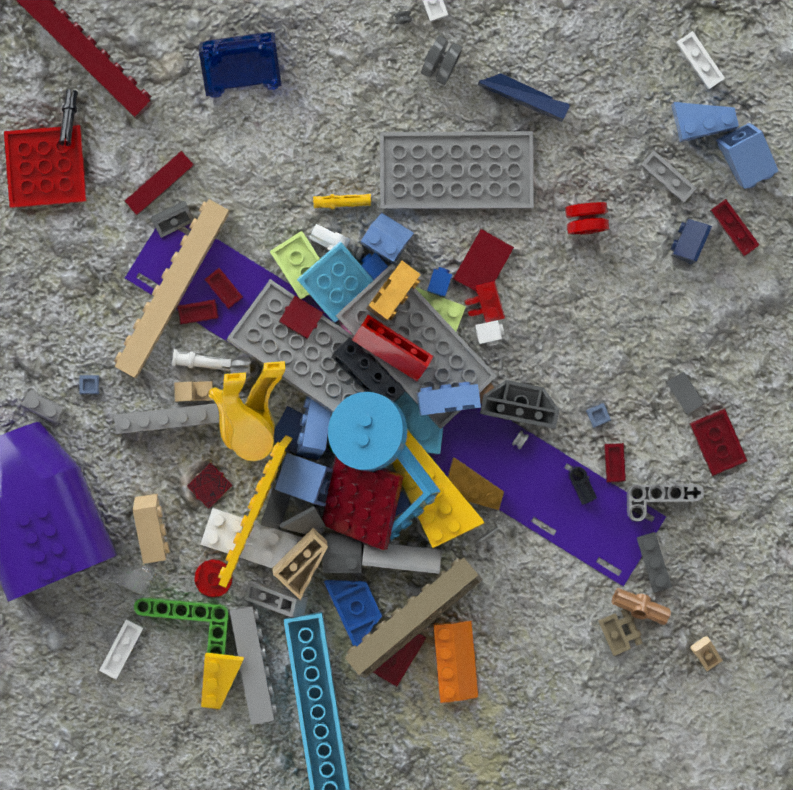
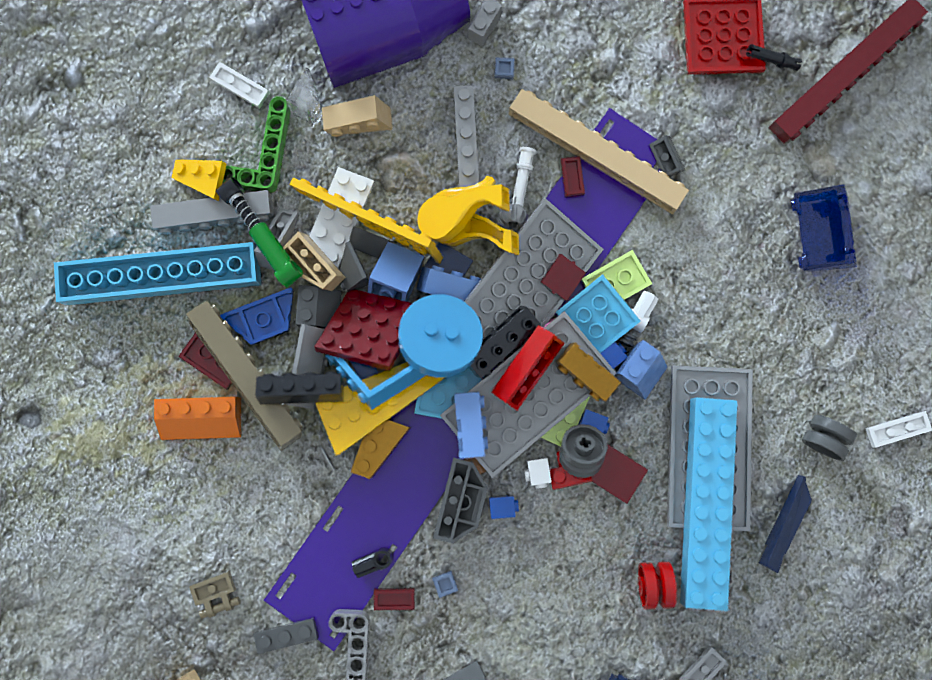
camera: 90 degrees right, 5 degrees down
(159, 183) = (704, 145): dark red tile -> none
(192, 391) = (493, 165): tan slope -> none
(207, 578) = (303, 169): red tile -> none
(209, 485) = (397, 180): dark red piece -> none
(223, 288) = (595, 203): dark red tile -> none
(310, 583) = (285, 268): none -> green piece
(341, 201) = (681, 332): yellow pin -> none
(402, 17) = (871, 399): dark grey bush -> none
(424, 559) = (299, 388): none -> black brick
(467, 292) = (583, 451): none -> dark grey wheel
(508, 172) = (708, 504): none -> medium azure brick
(520, 439) = (424, 499): light grey bush -> none
(523, 364) = (503, 506): none -> blue brick
(641, 606) = (238, 619): medium nougat piece -> none

